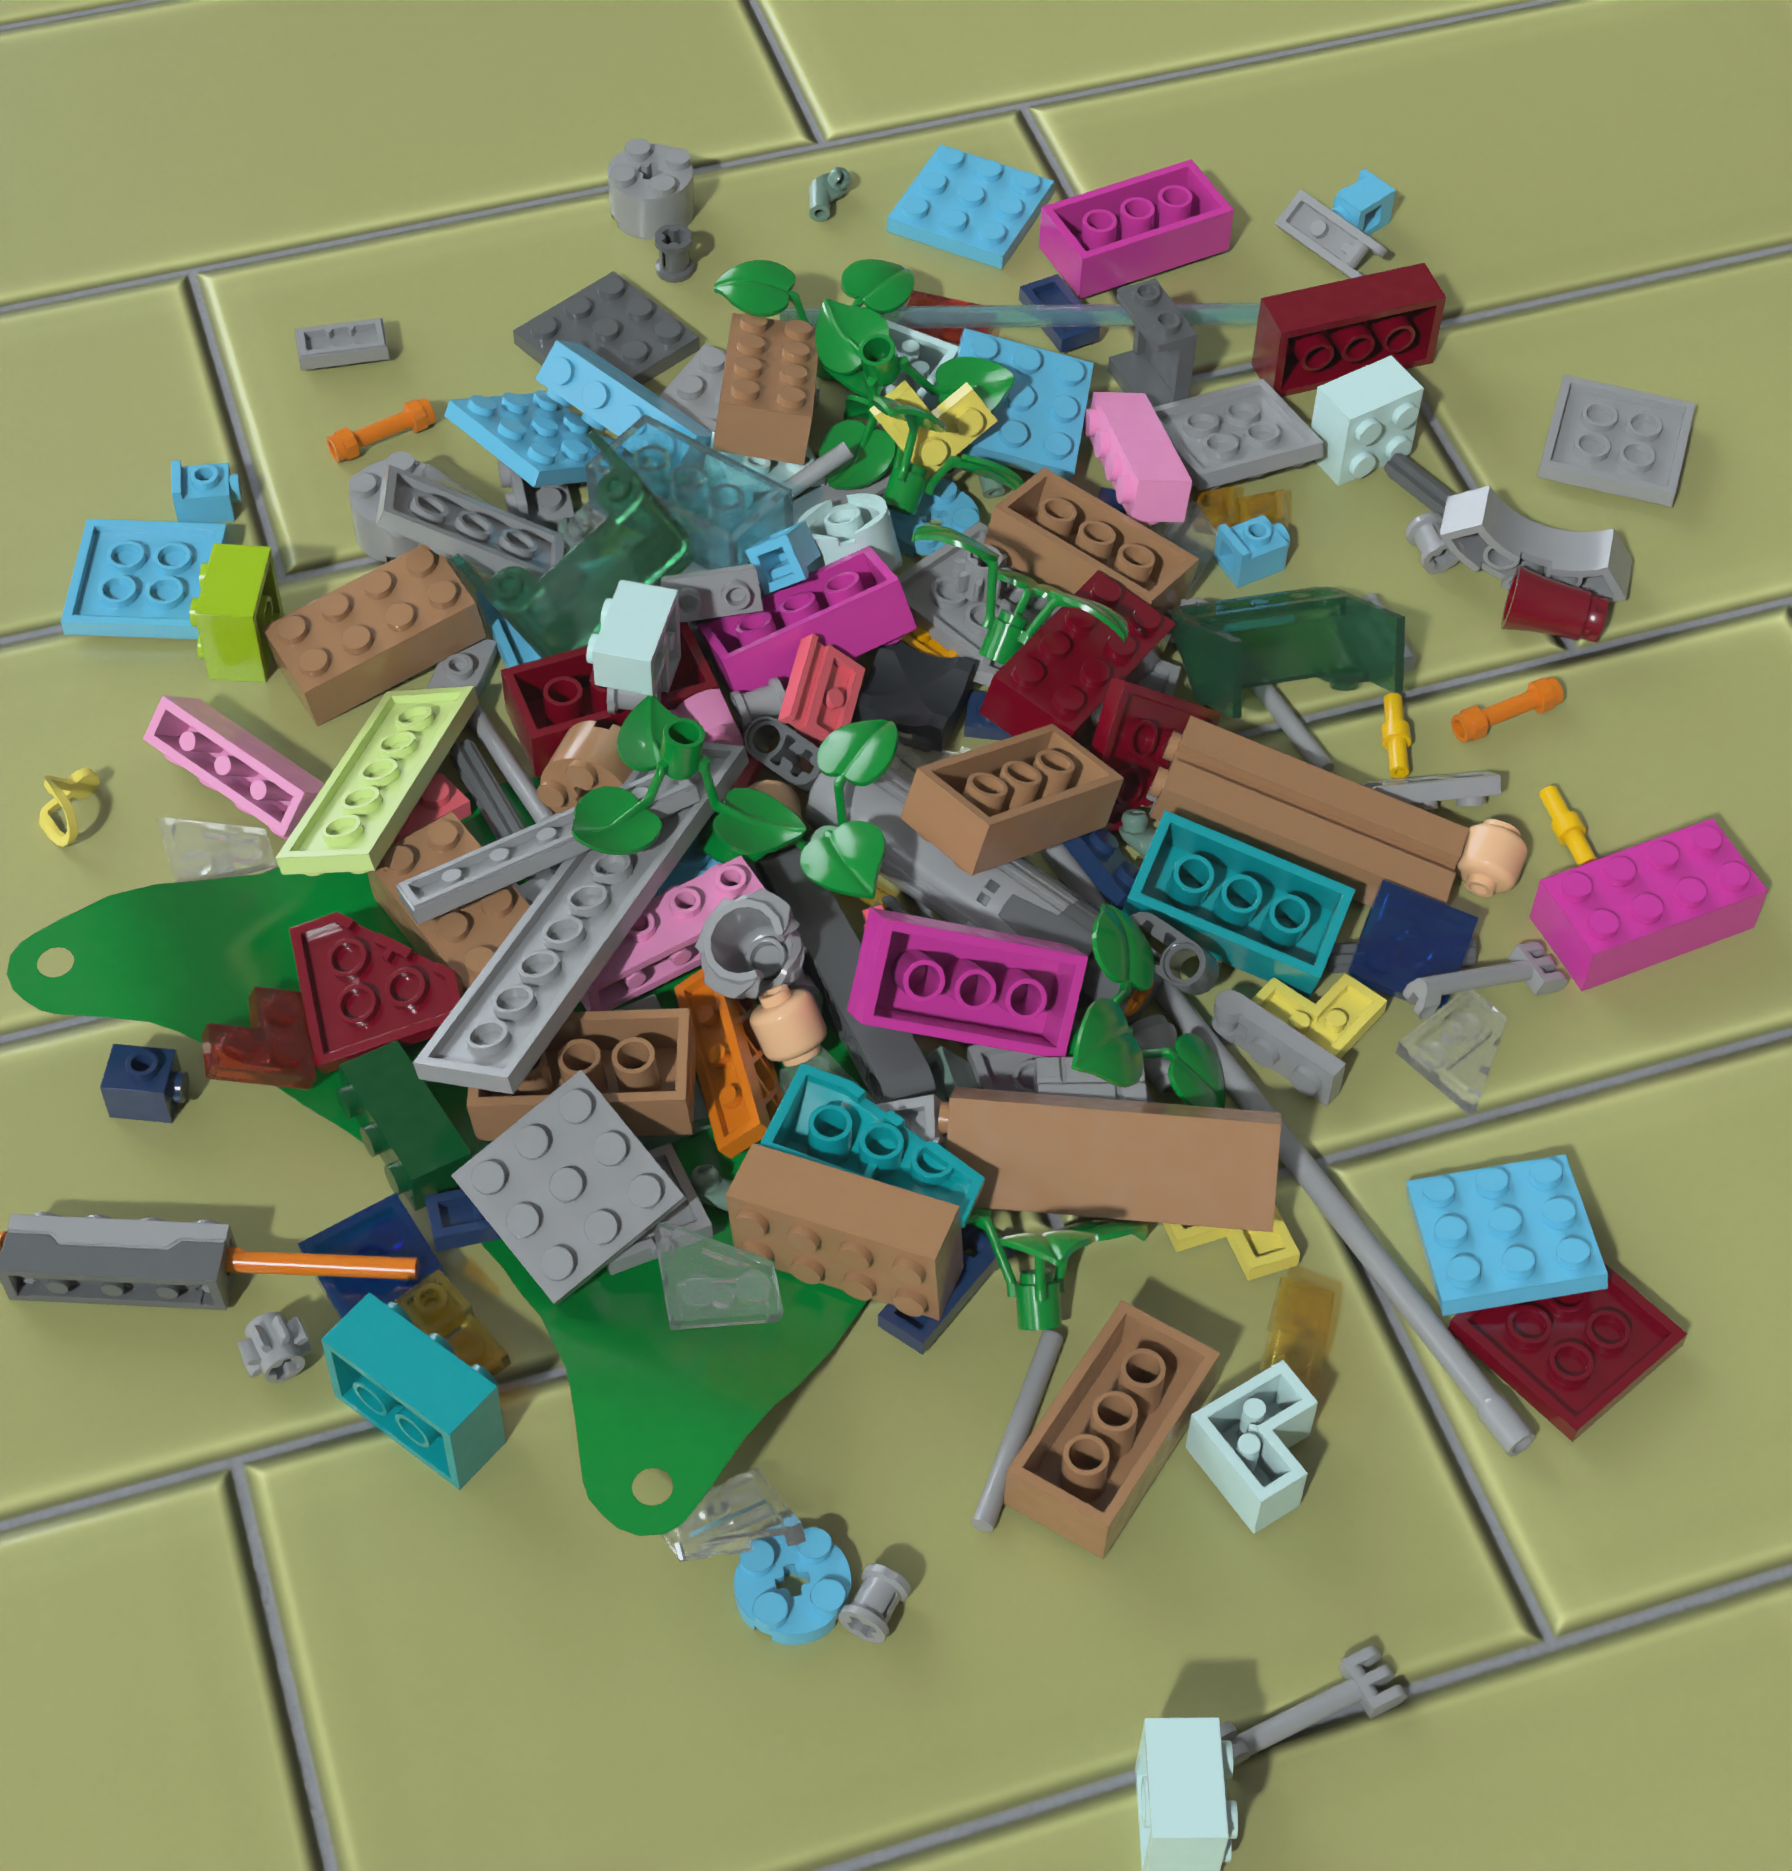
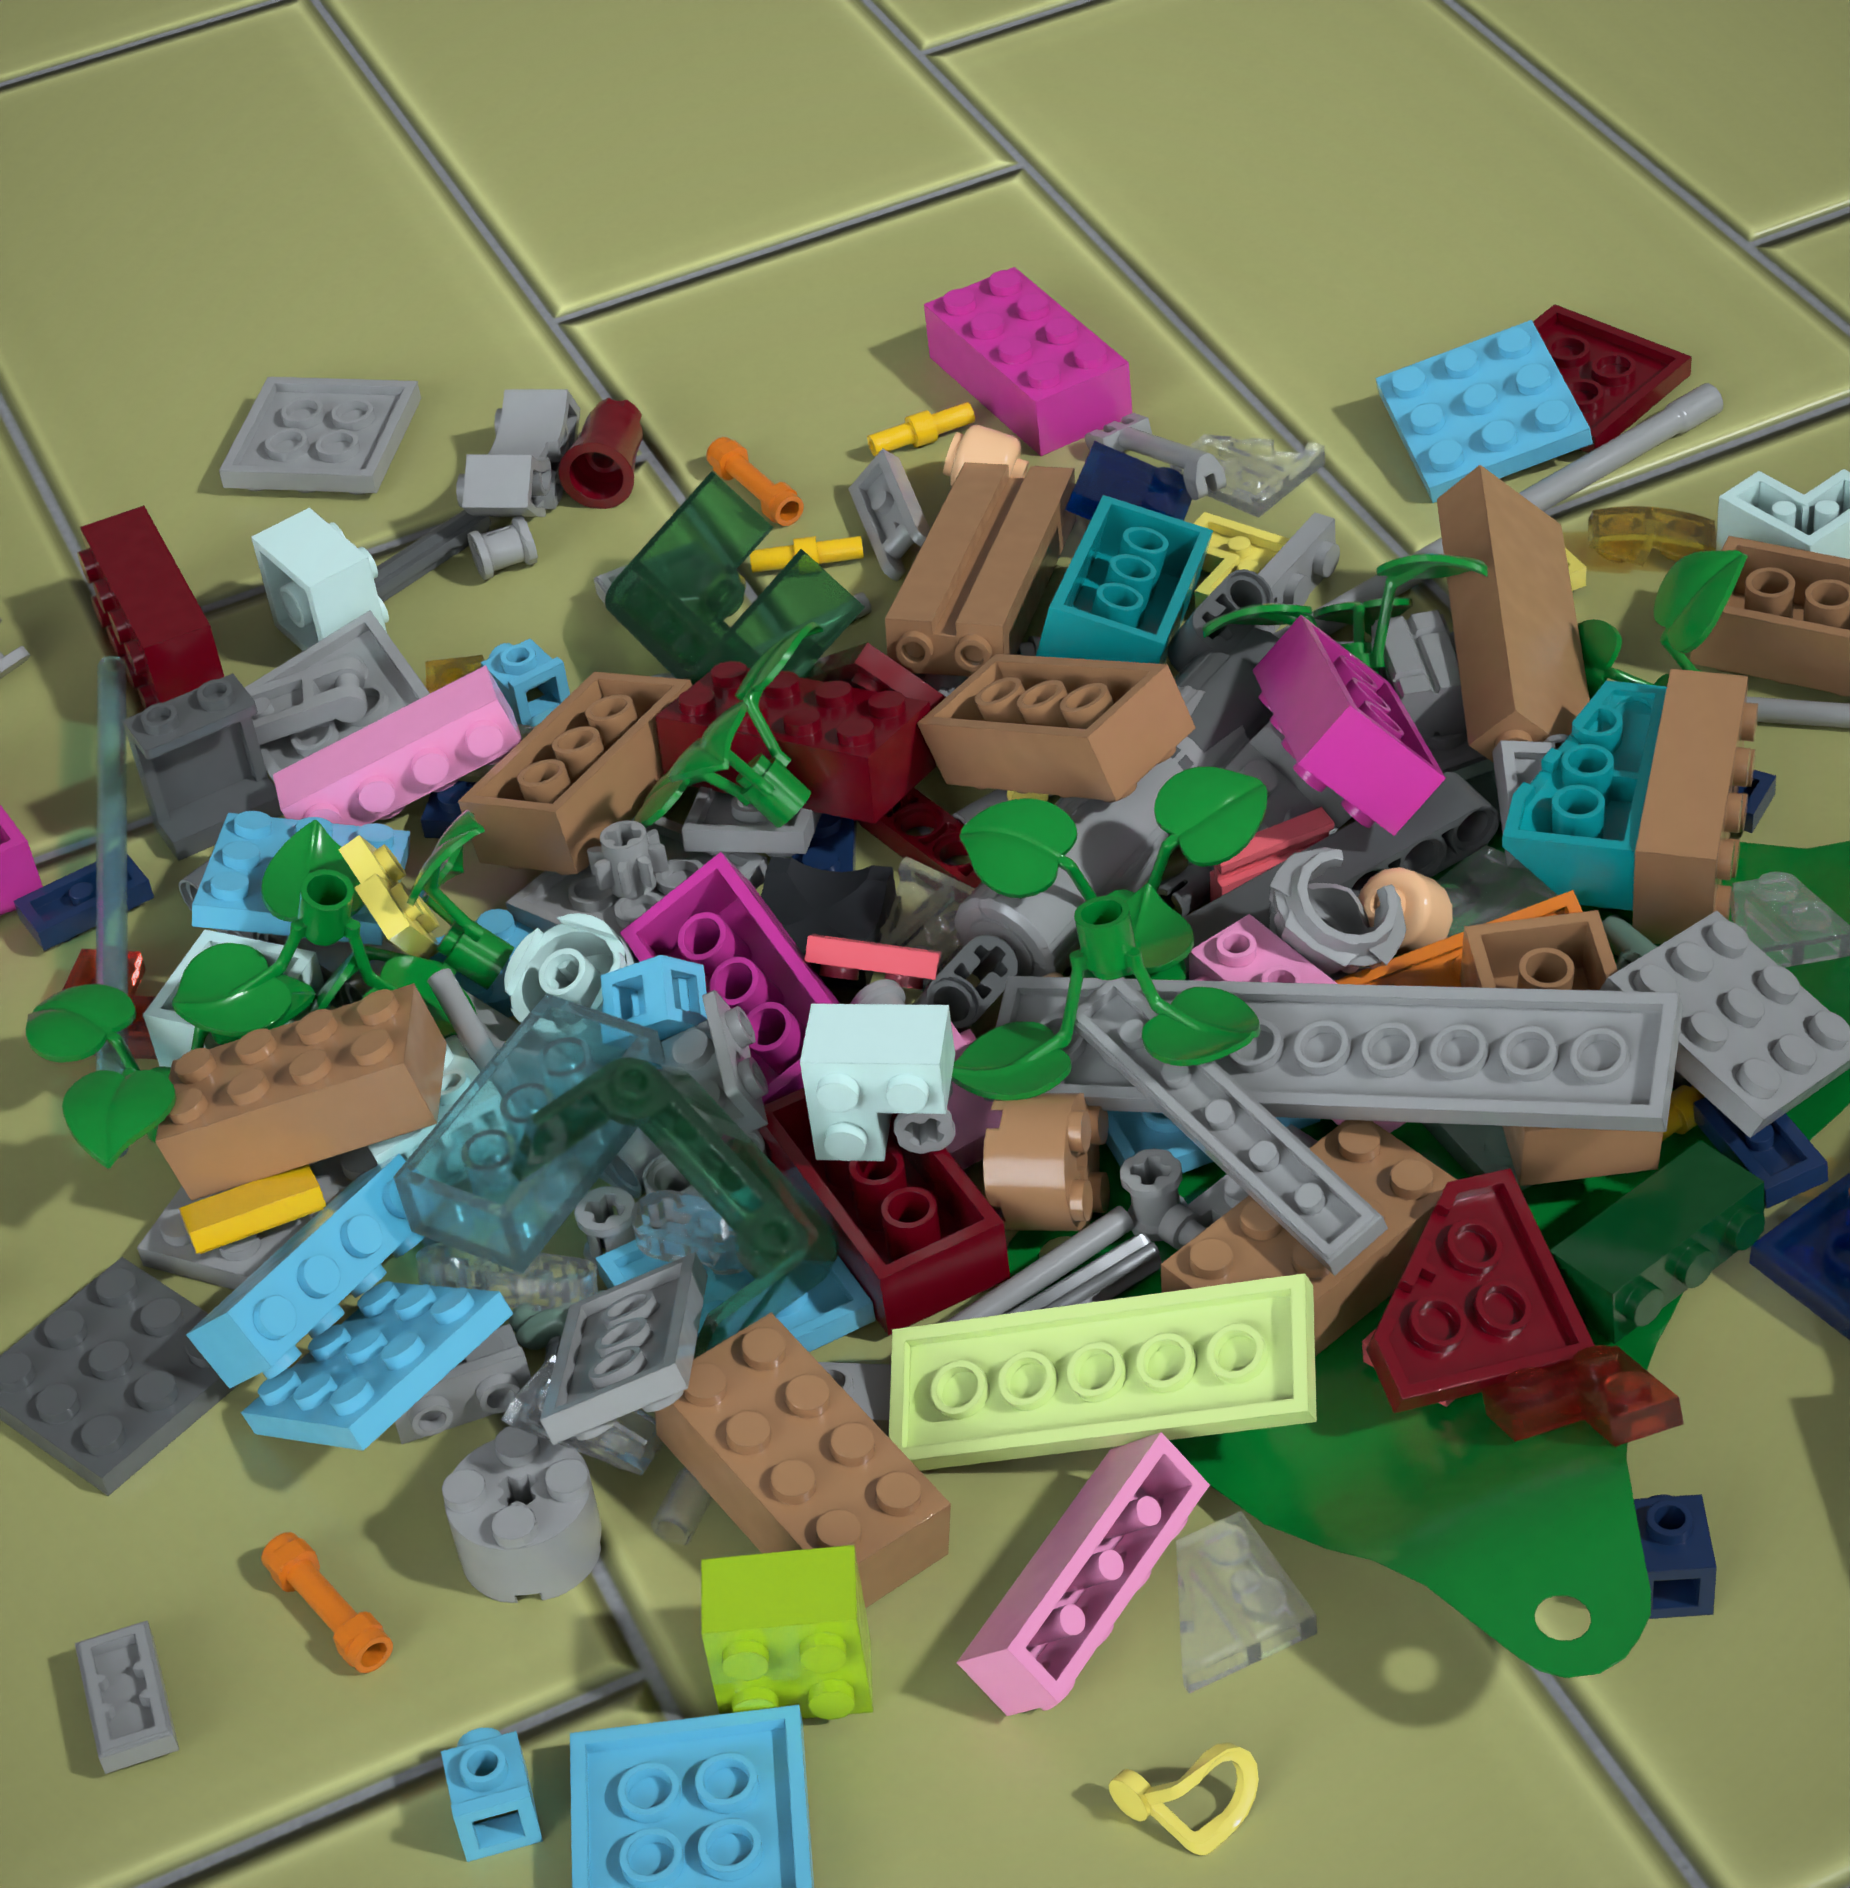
camera: 90 degrees left, 10 degrees down
(694, 379) = (252, 1208): none -> yellow tile
(1218, 398) = (310, 699): none -> light grey plate

